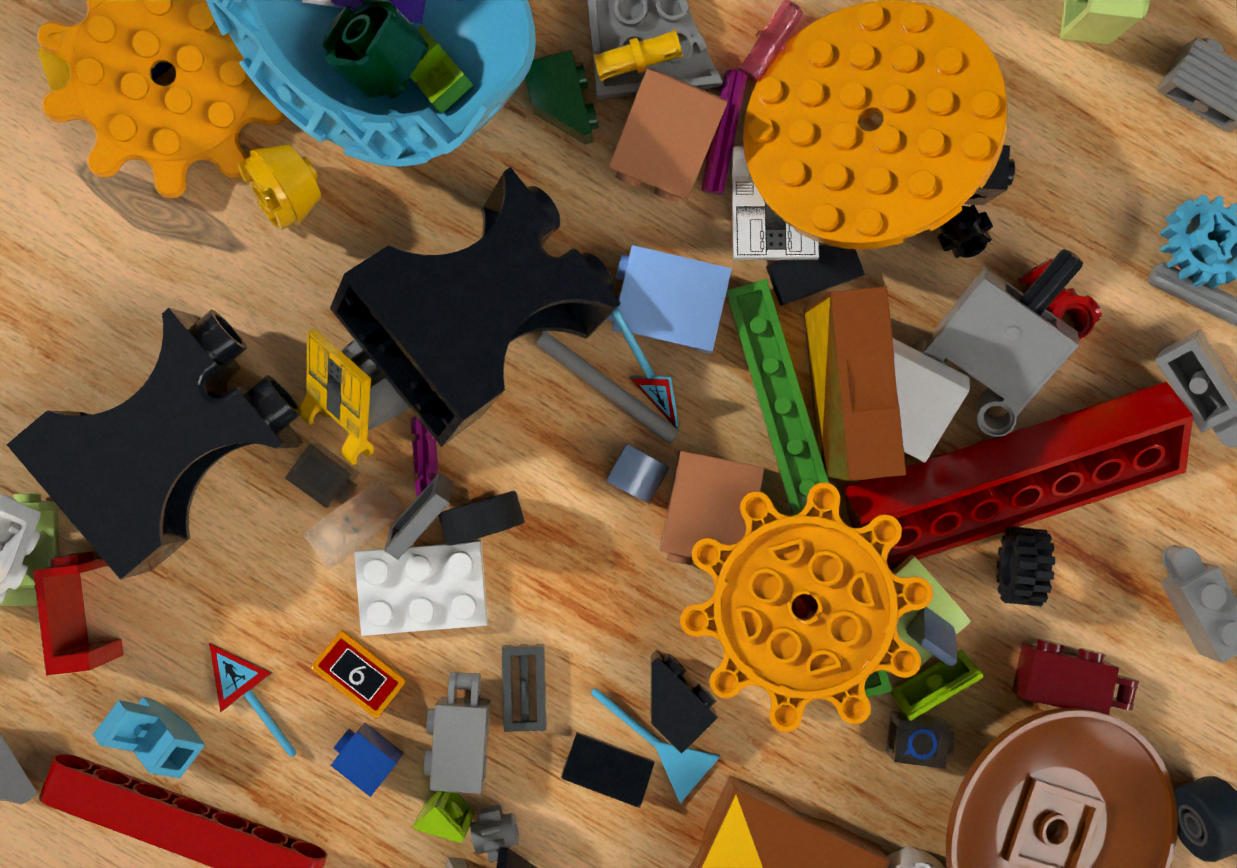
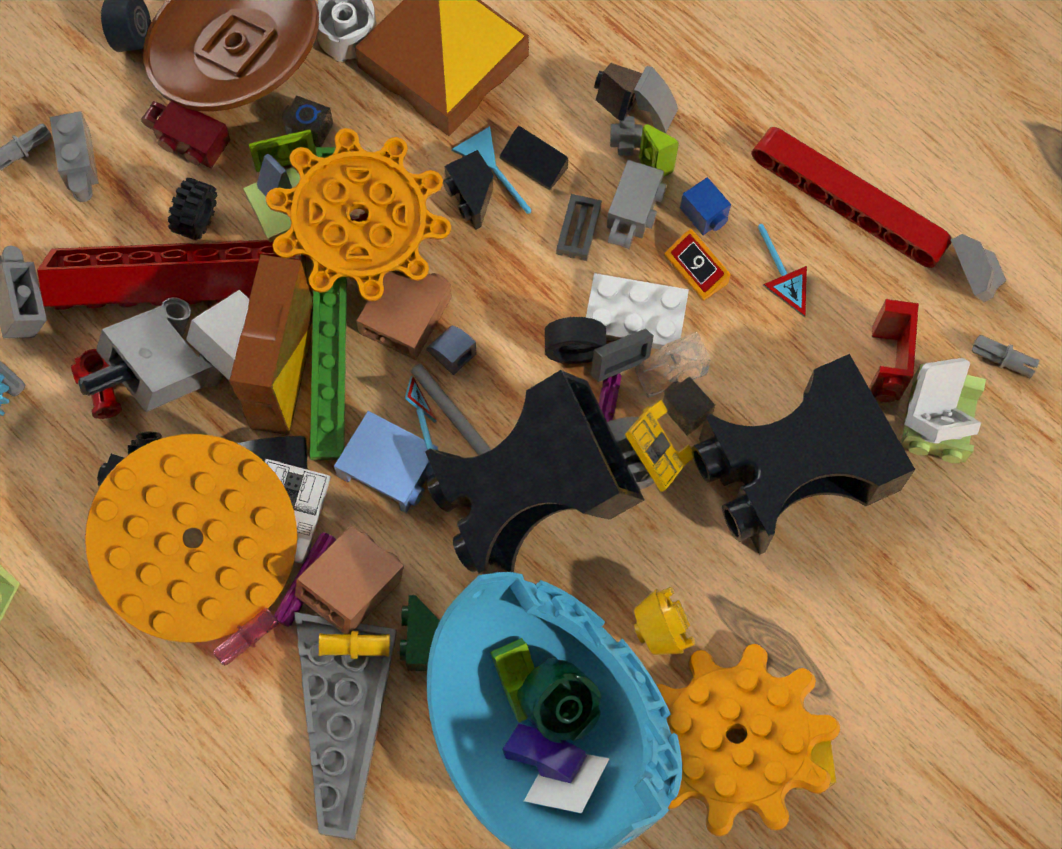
camera: 165 degrees left, 20 degrees down
(154, 733) = (856, 259): medium azure brick -> none

